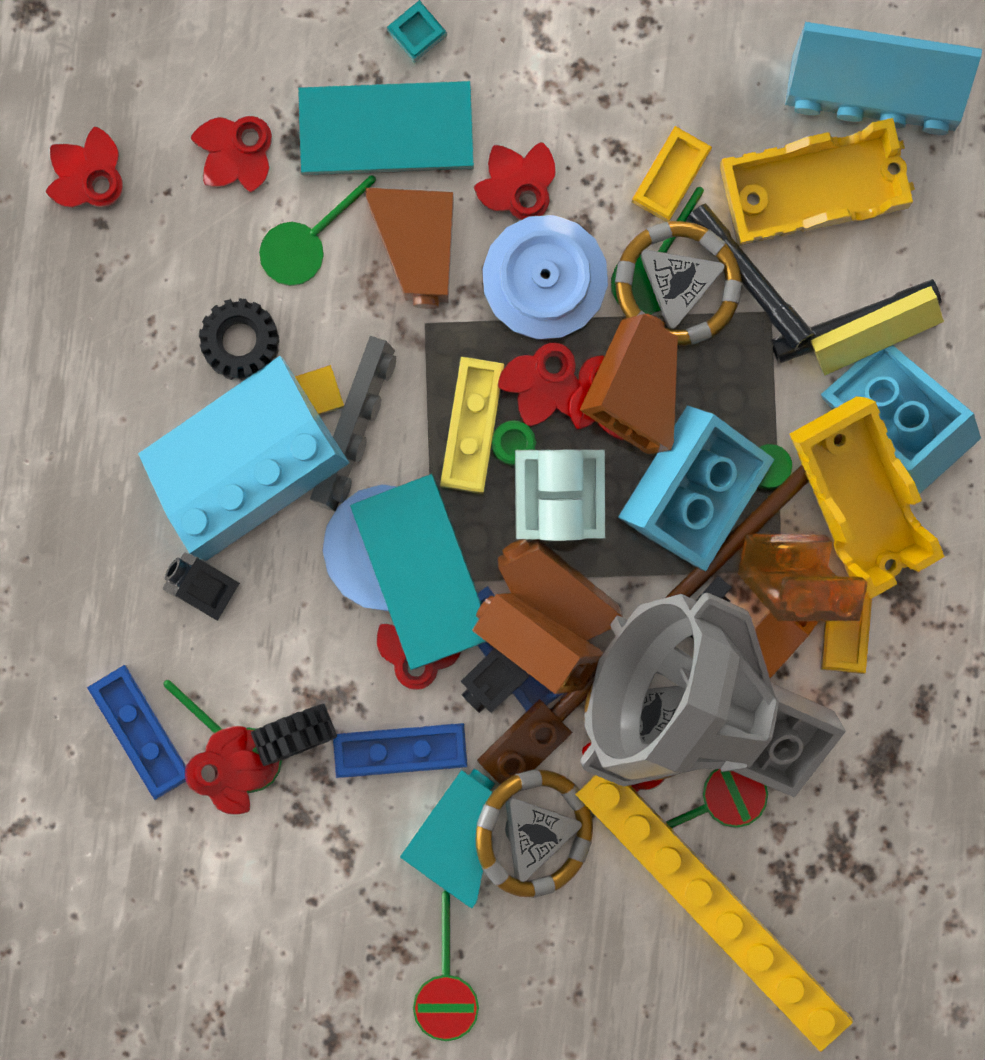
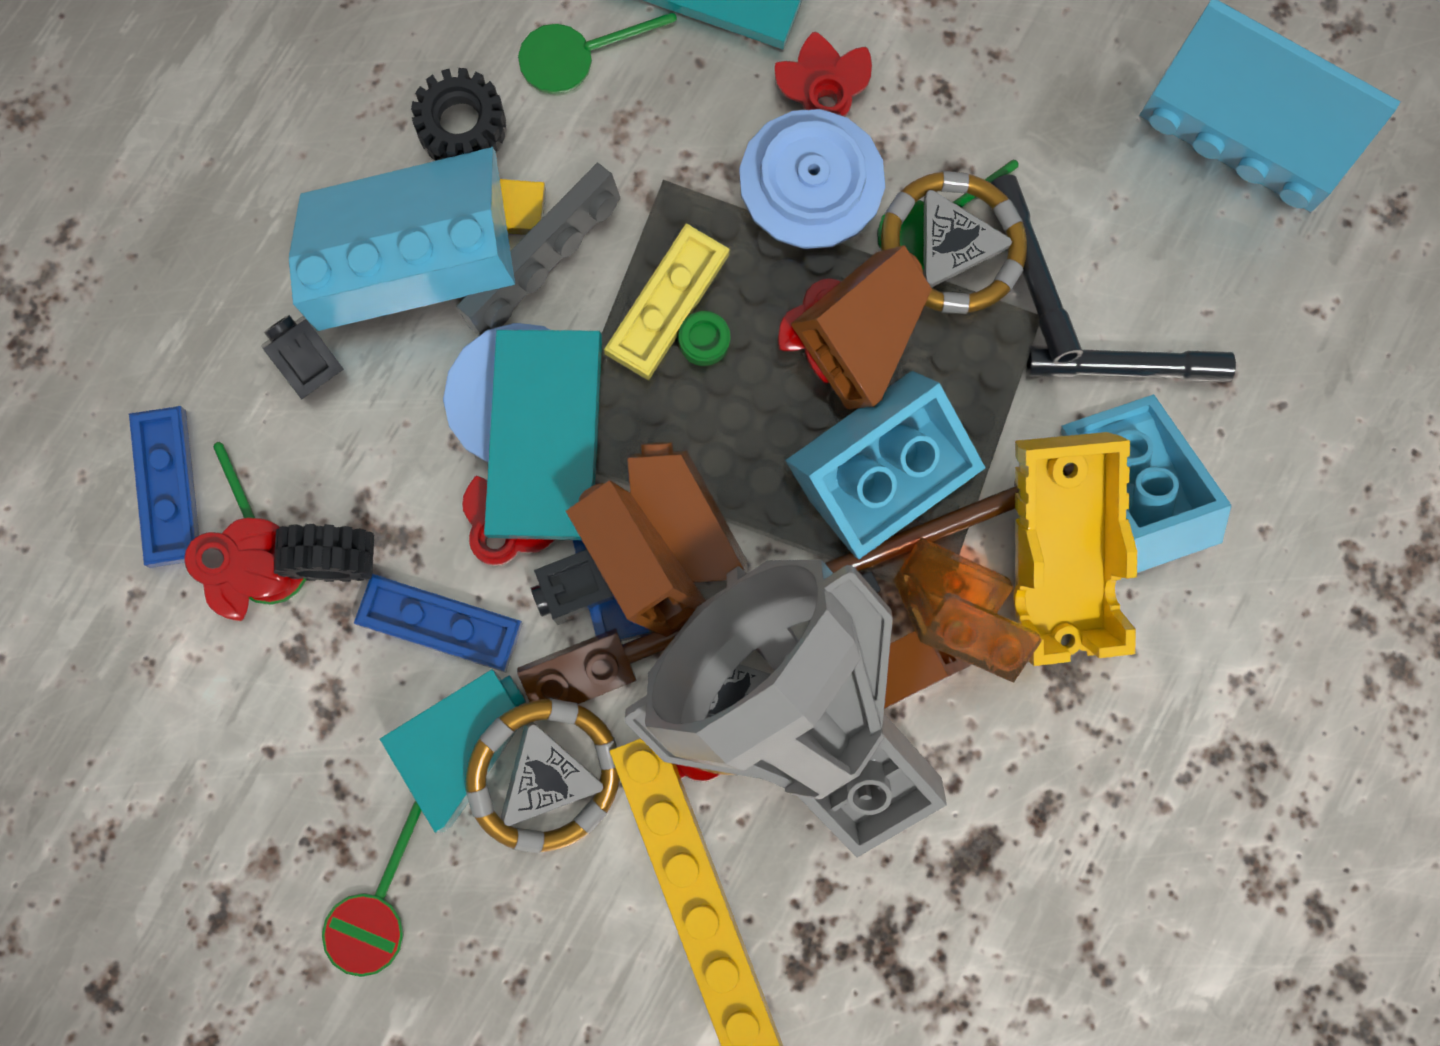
camera: 15 degrees right, 5 degrees down
(417, 240) = (693, 90): dark orange slope -> none
(537, 388) = (755, 290): red plate -> none
(560, 494) = (731, 408): light aqua plate -> none
(671, 174) = (991, 134): yellow tile -> none
(729, 800) = (781, 830): red piece -> none
(780, 468) = (984, 483): green tile -> none
(816, 183) = (1145, 201): yellow piece -> none
(847, 643) = (985, 706): yellow tile -> none
(877, 330) = (1152, 380): light yellow tile -> none

